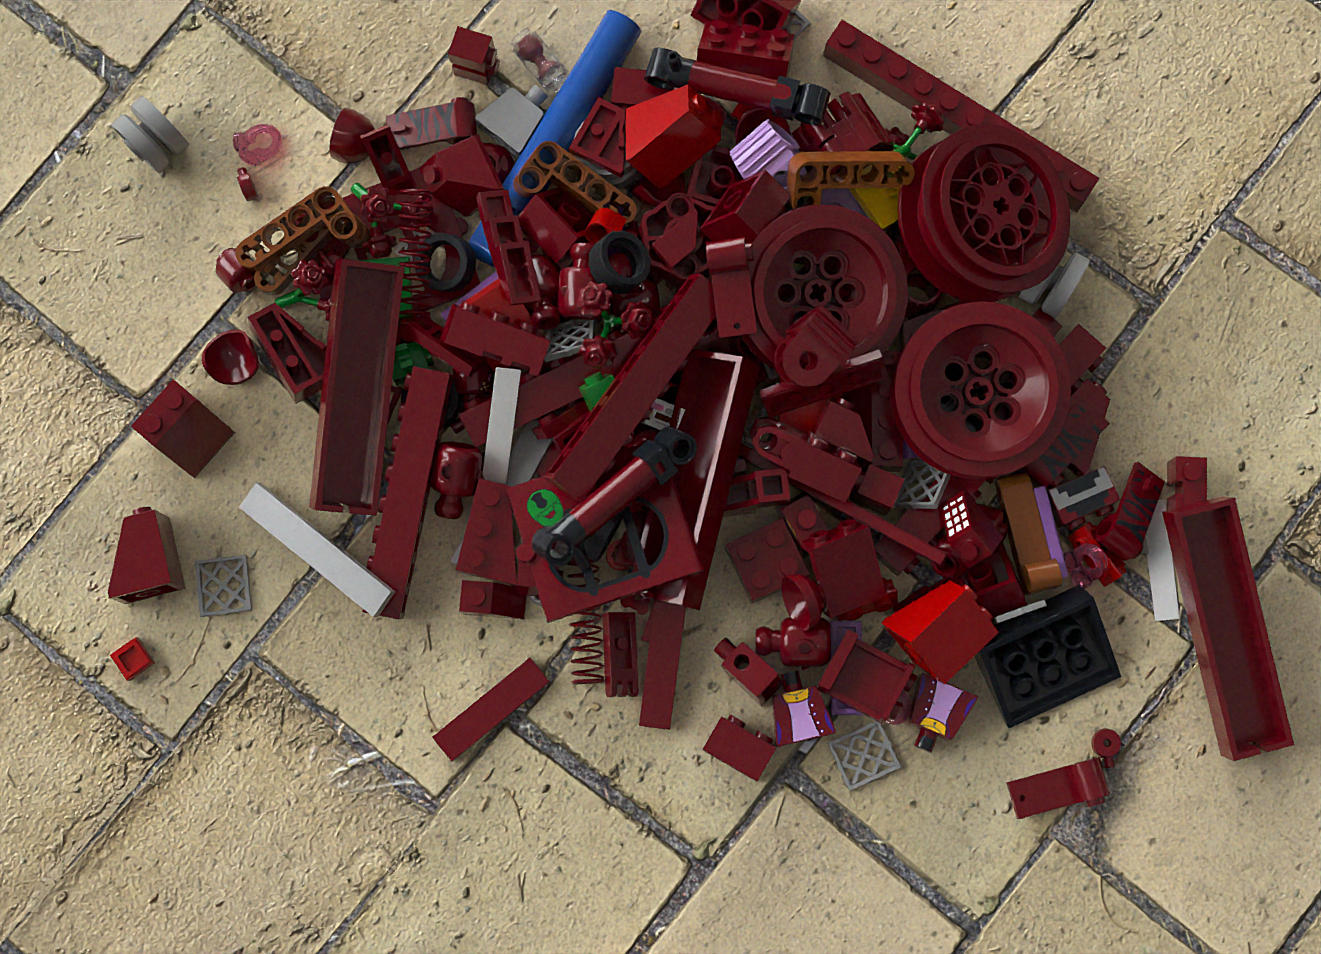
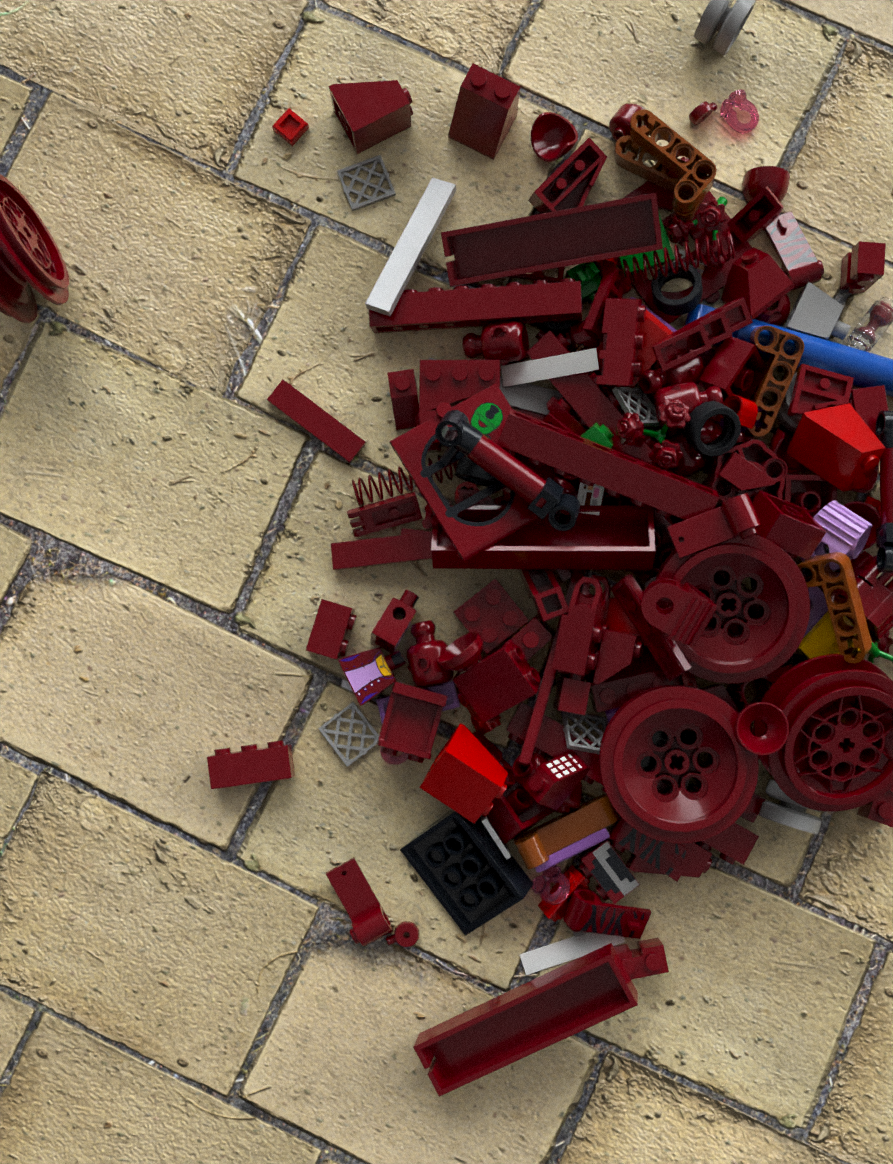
camera: 75 degrees right, 5 degrees up
(311, 278) = (633, 178): dark red plant -> none
(875, 878) = (250, 765): none -> dark red brick
(938, 710) = (399, 787): torso -> none
(967, 275) = (775, 733): none -> dark red piece

